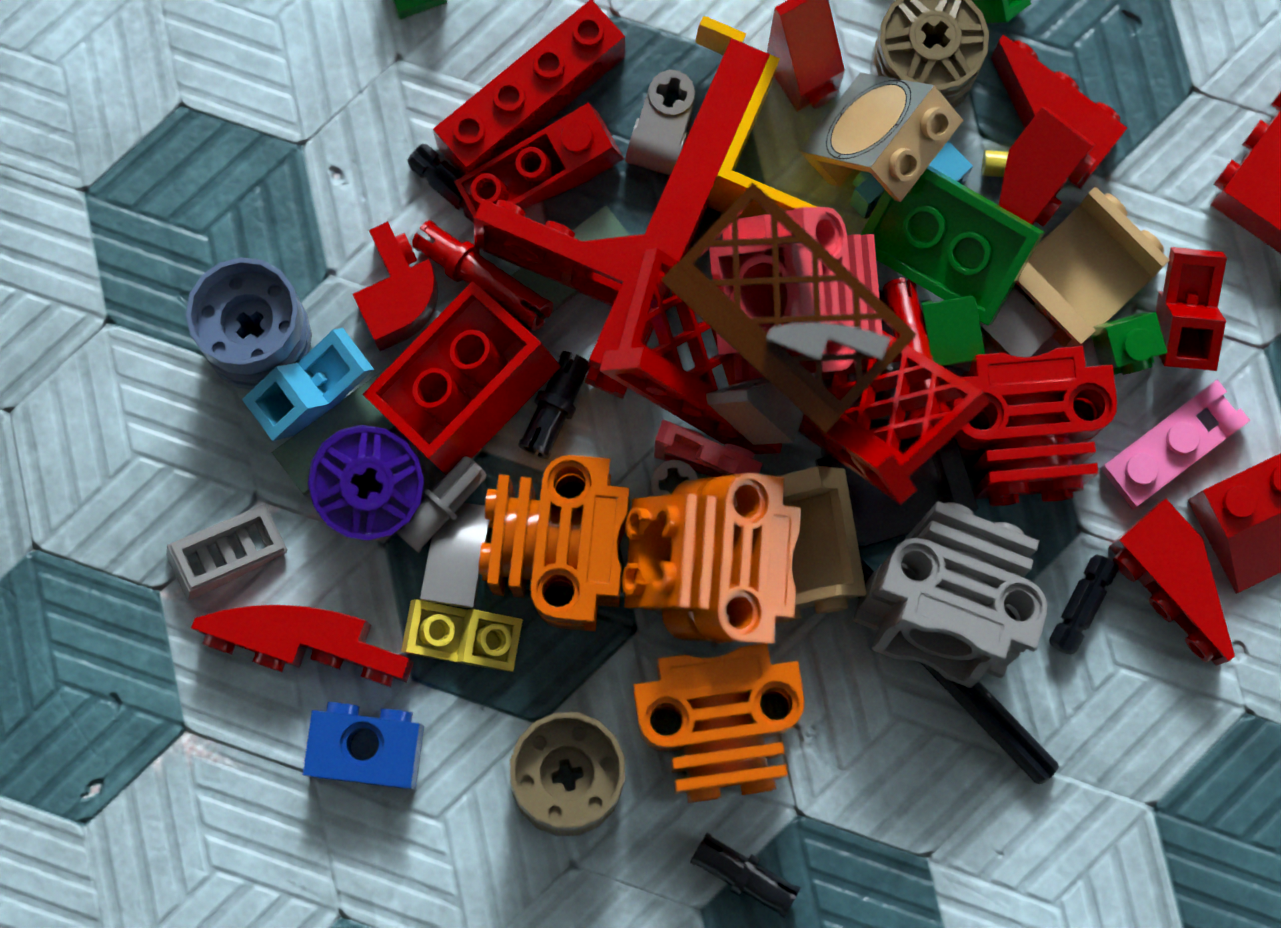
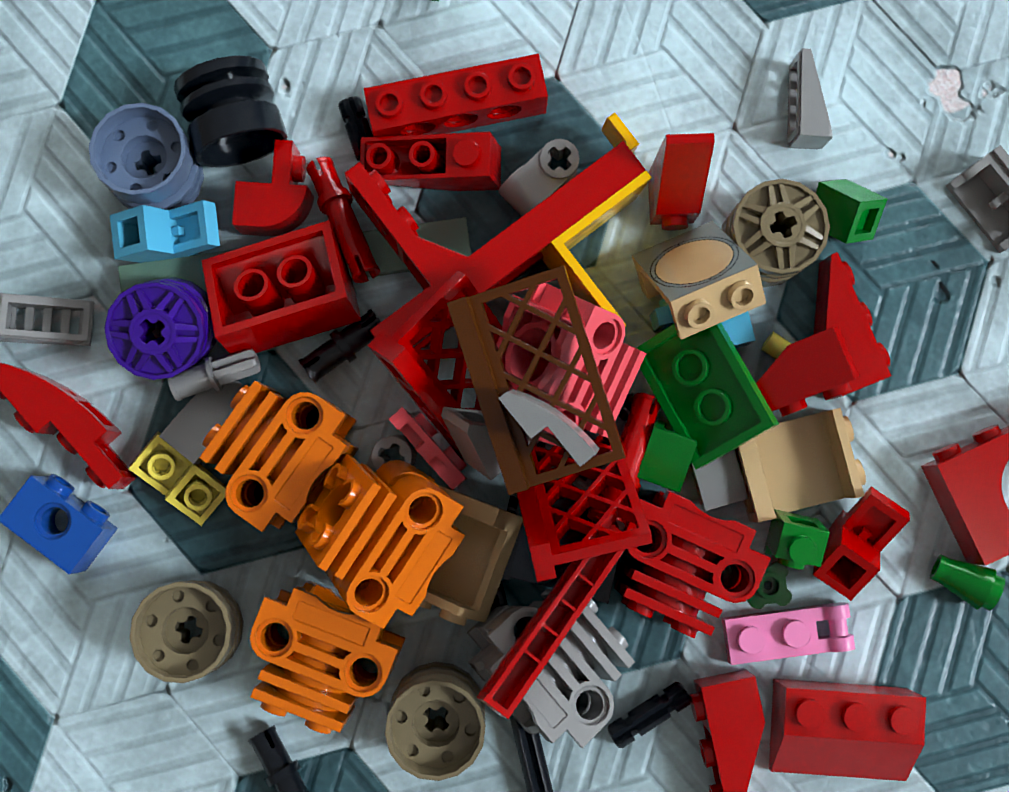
camera: 30 degrees right, 5 degrees up
(307, 226) = (229, 111): none -> black wheel
(905, 717) = (436, 746): none -> dark tan wheel
(936, 548) = (545, 632): none -> red piece
(1141, 407) = (777, 593): none -> dark green plate

